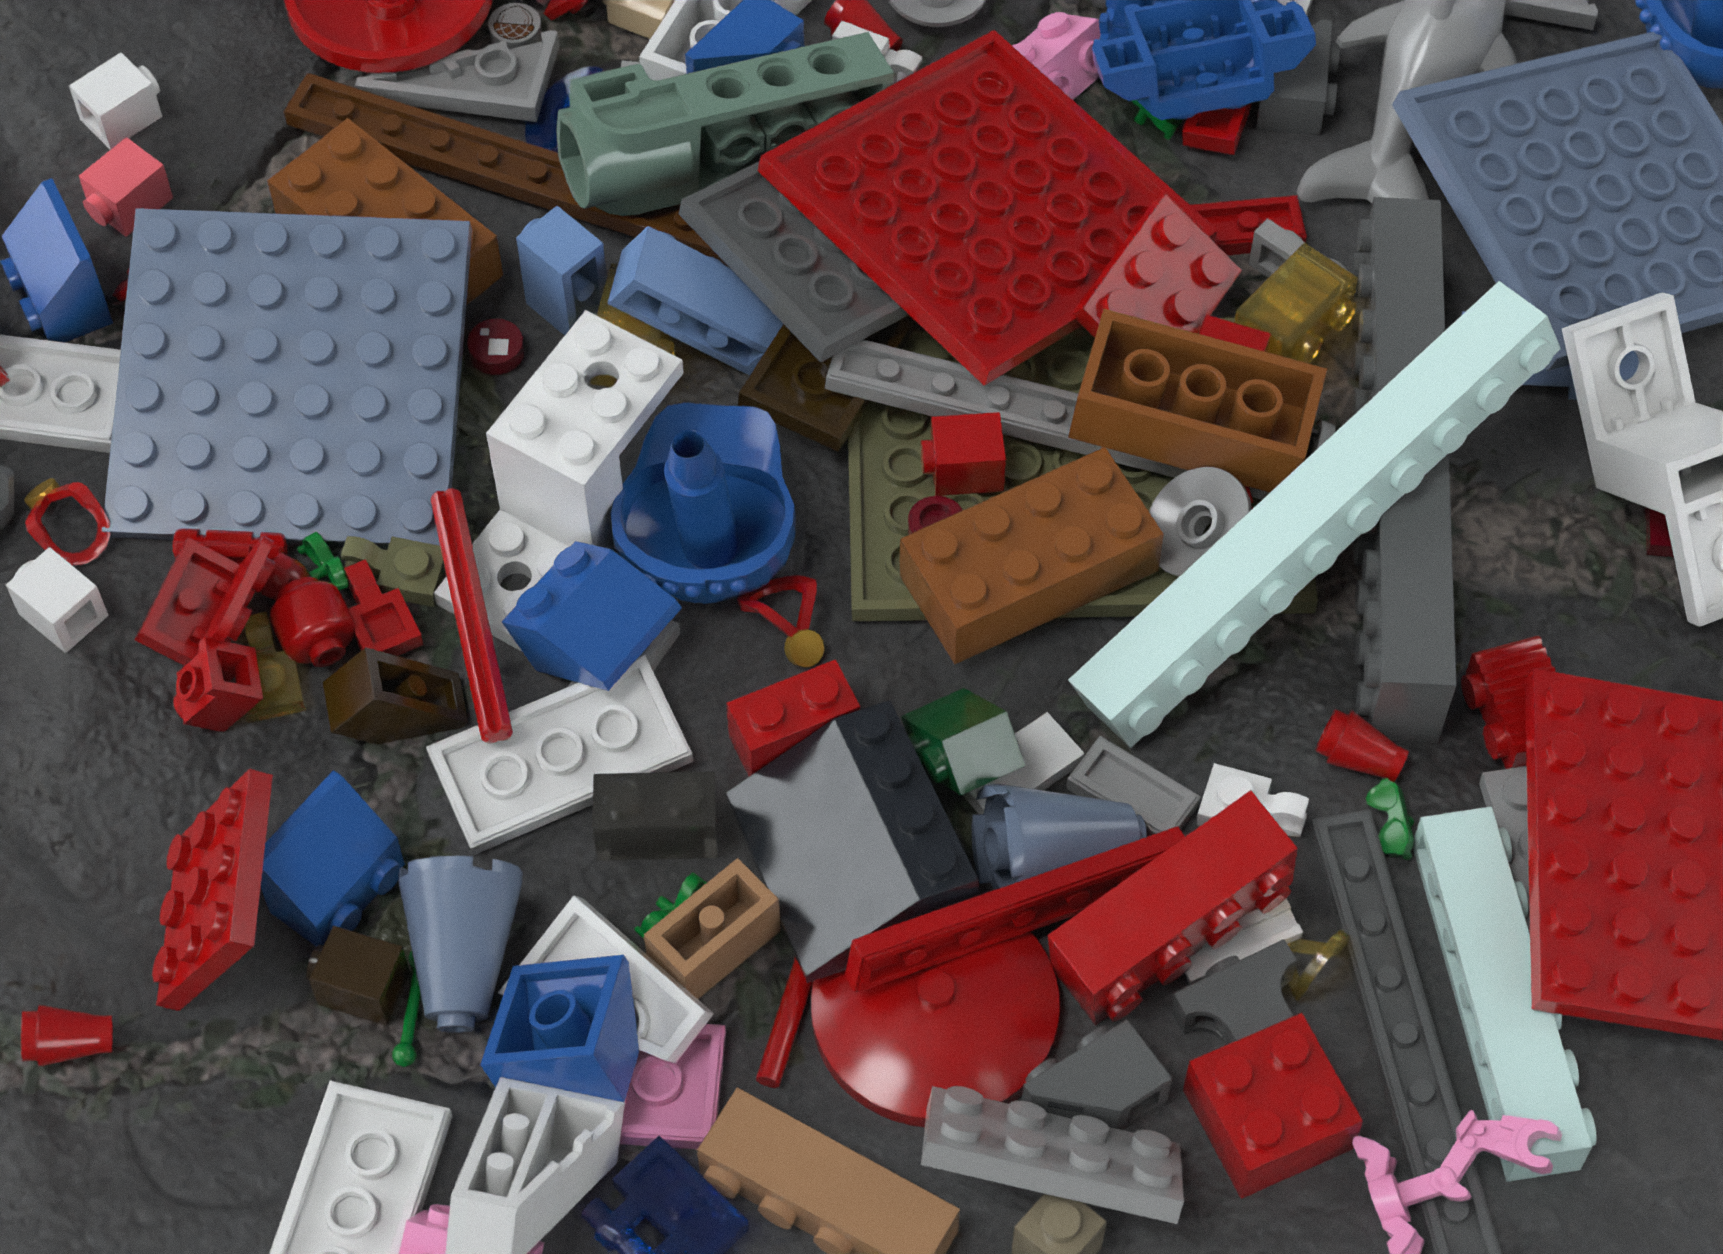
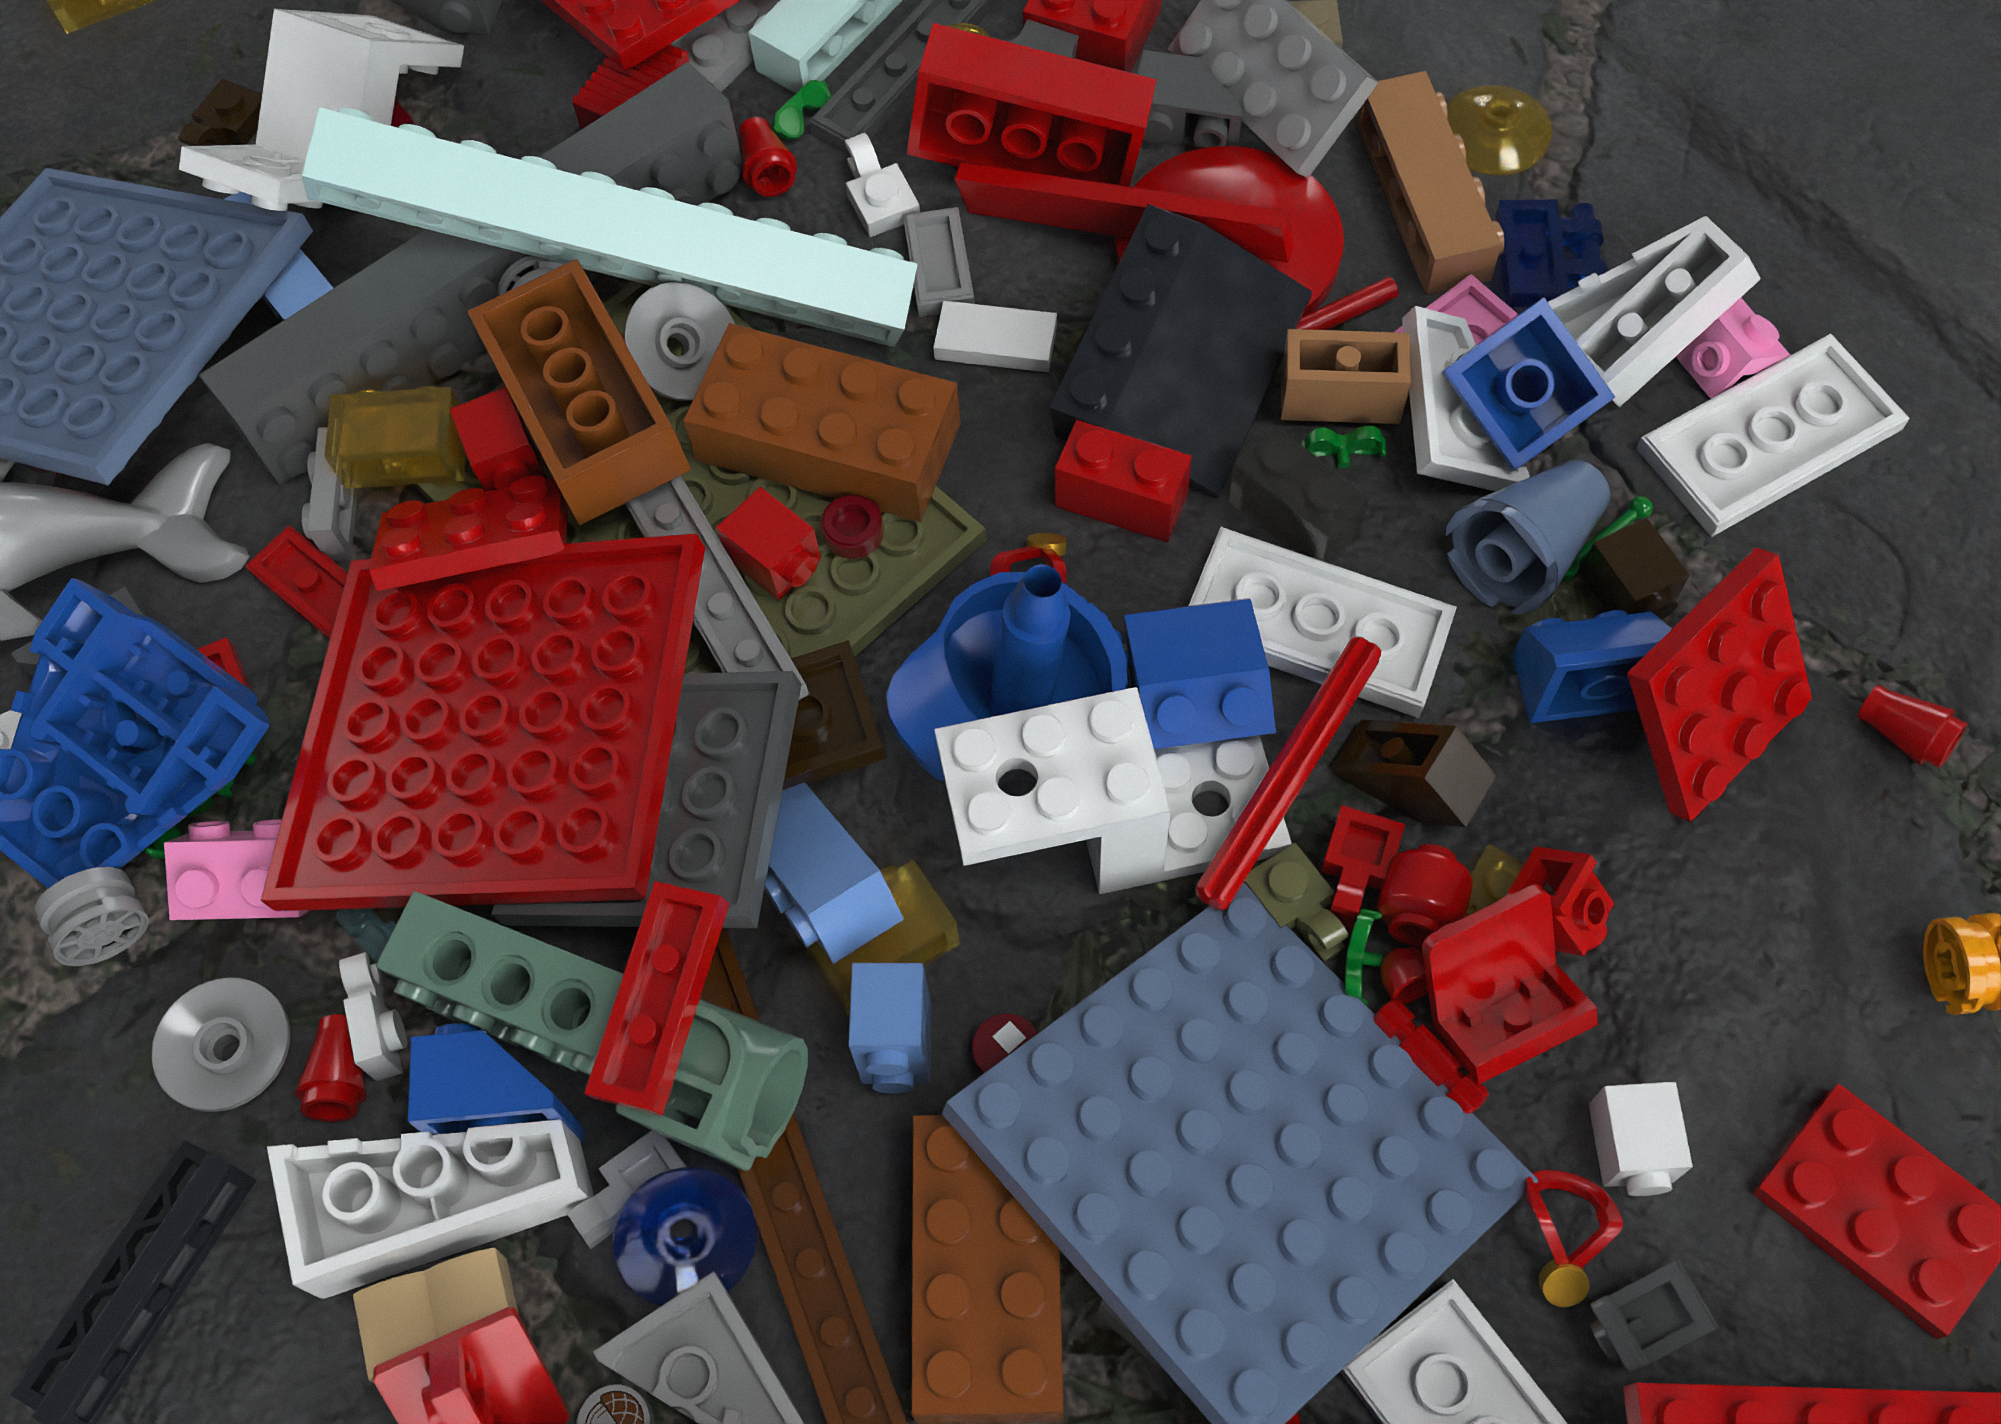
camera: 130 degrees left, 5 degrees up
(670, 103) = (657, 998): none -> red plate
(963, 741) = (1030, 342): dark green brick -> none
(1043, 830) = (1048, 248): sand blue cone -> none

